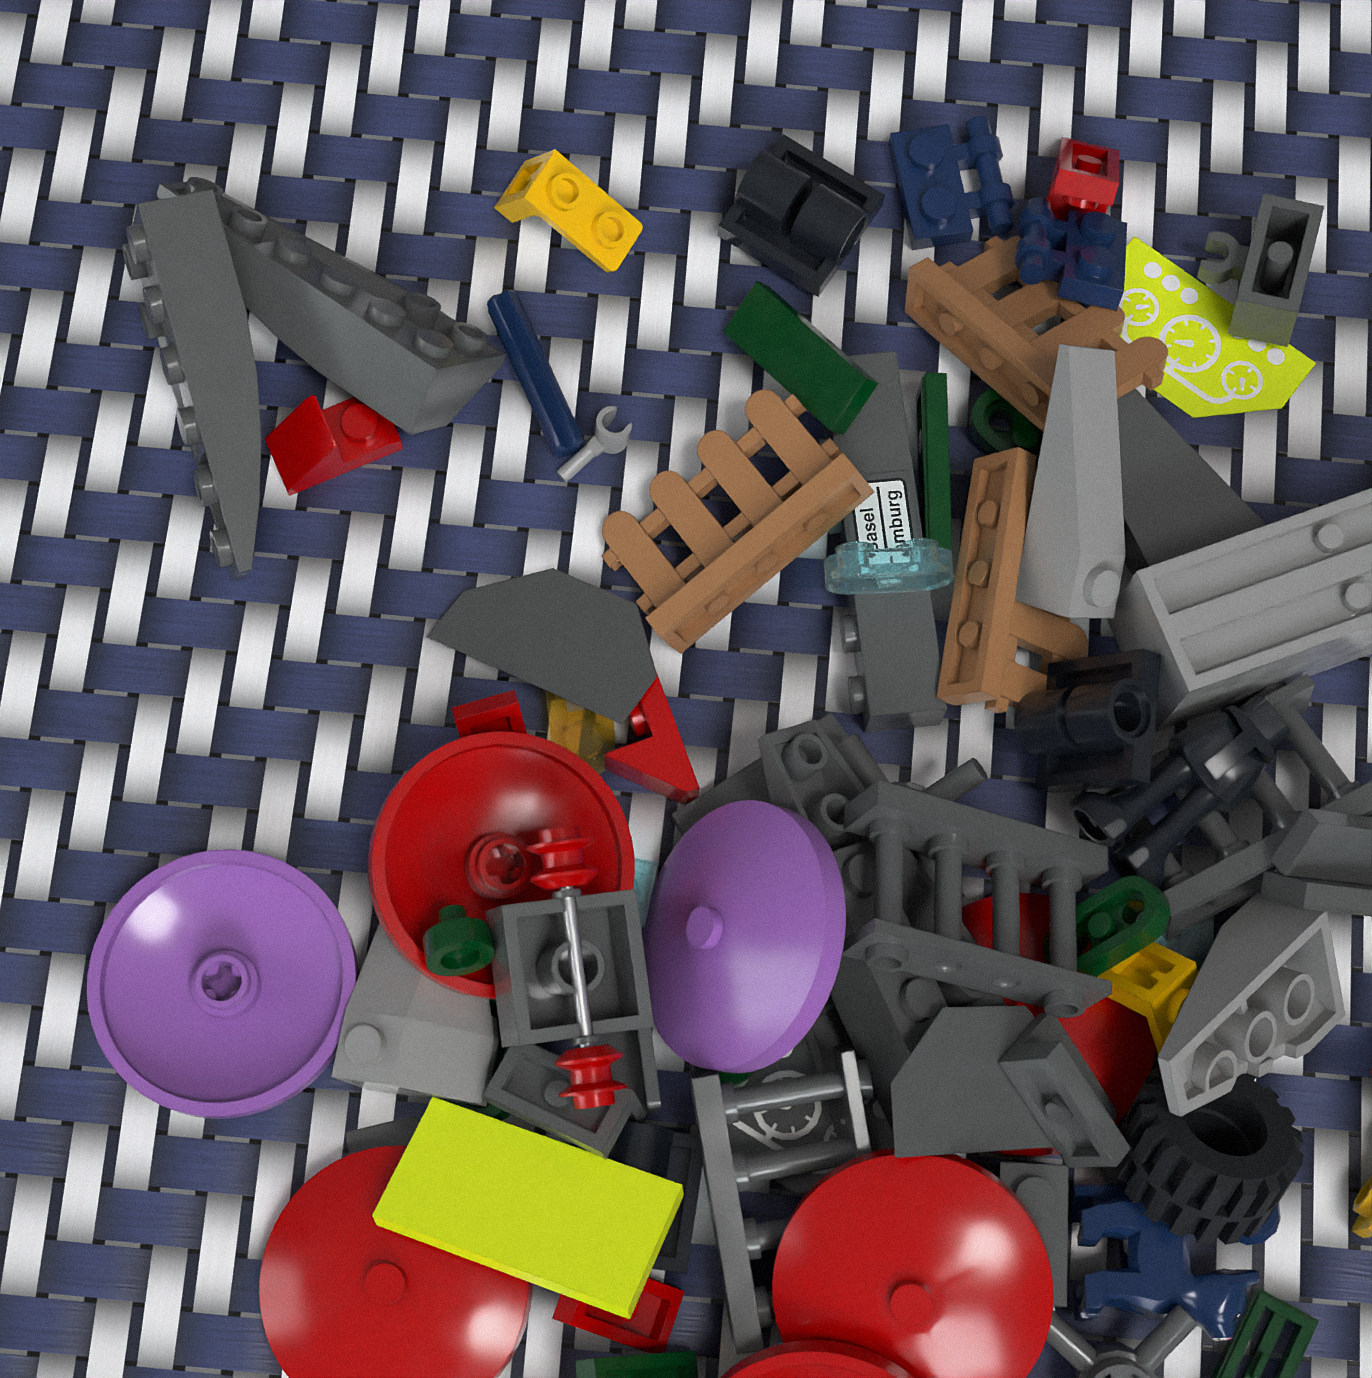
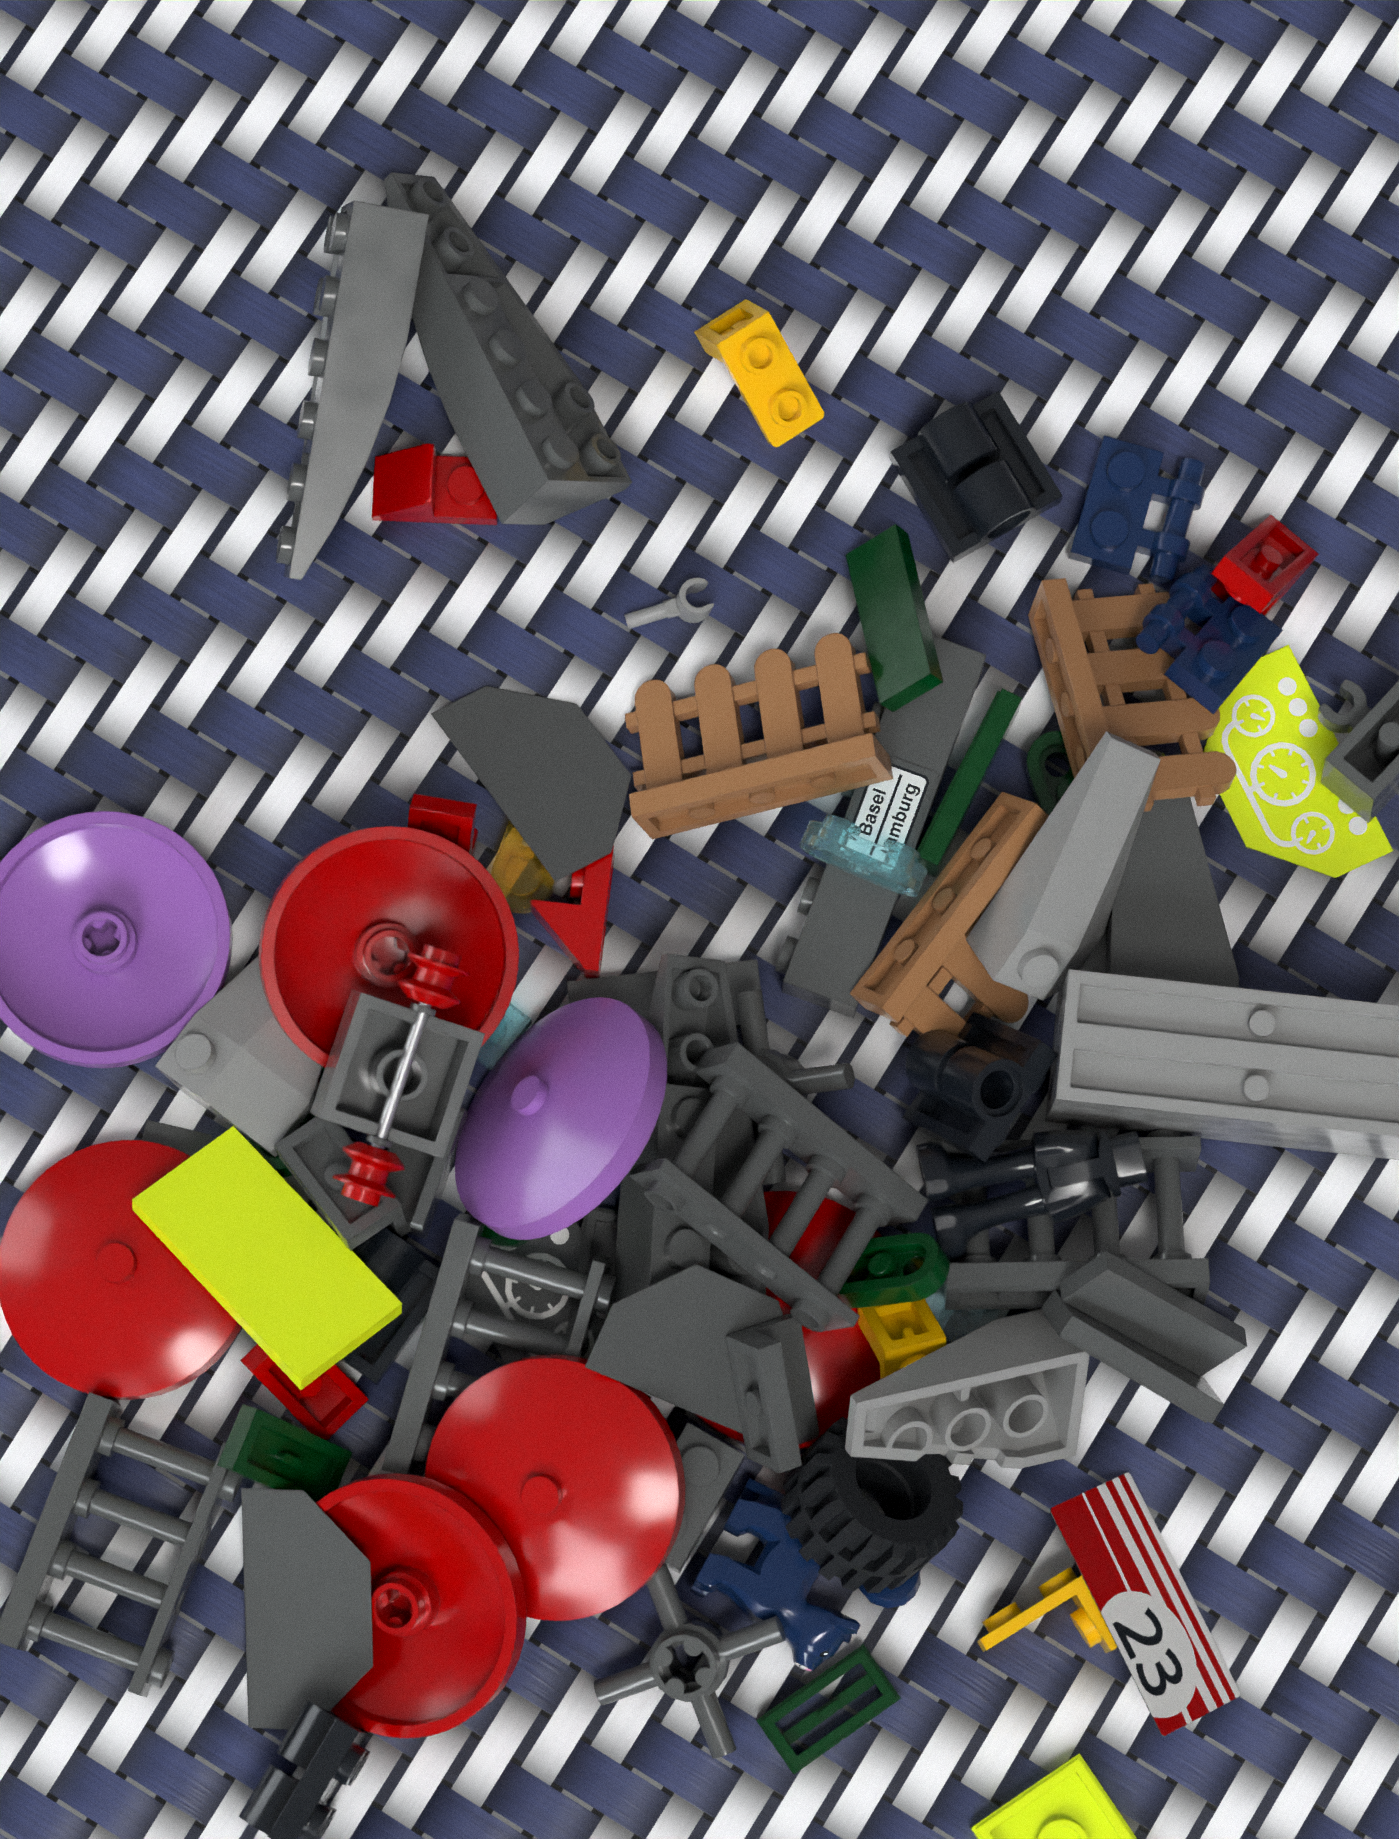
camera: 30 degrees right, 5 degrees up
(457, 943) = (313, 1005): dark green tile -> none
(535, 374) = (650, 512): dark blue axle -> none

